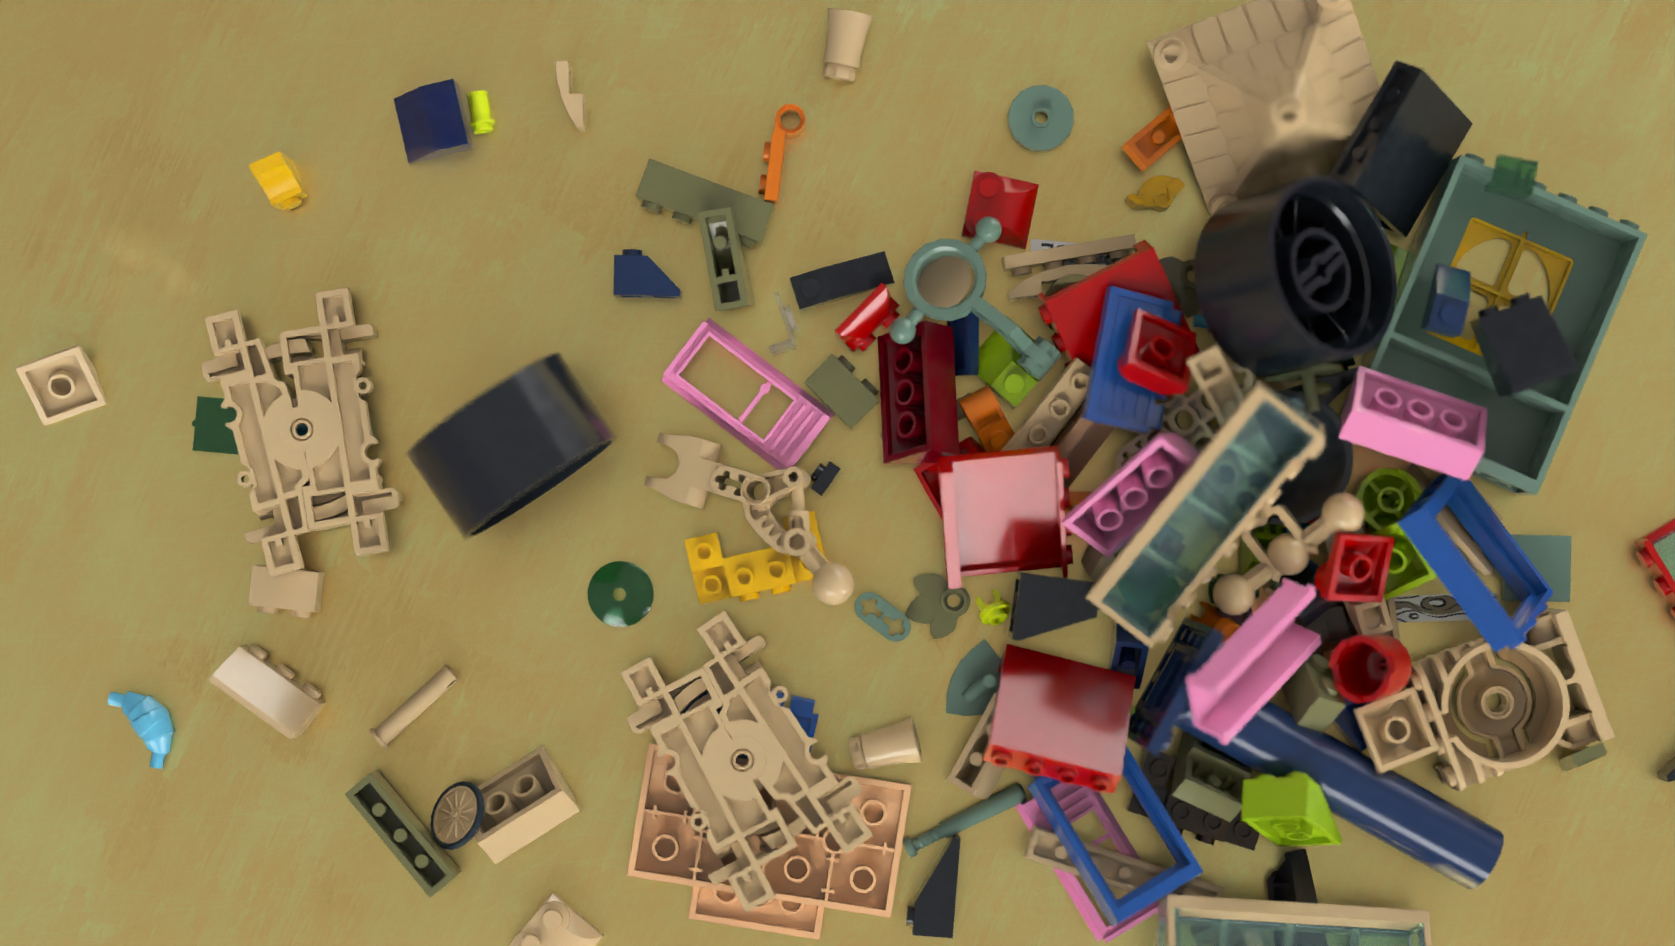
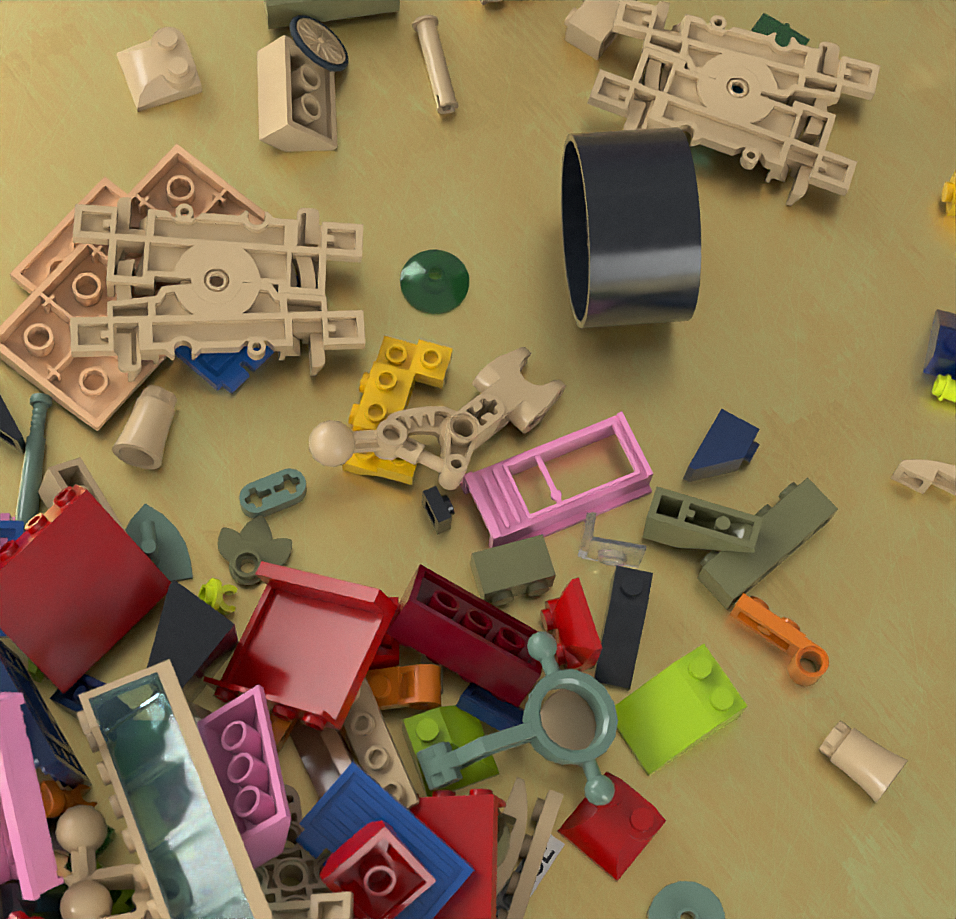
camera: 110 degrees right, 20 degrees down
(884, 205) = (678, 709): none -> lime slope

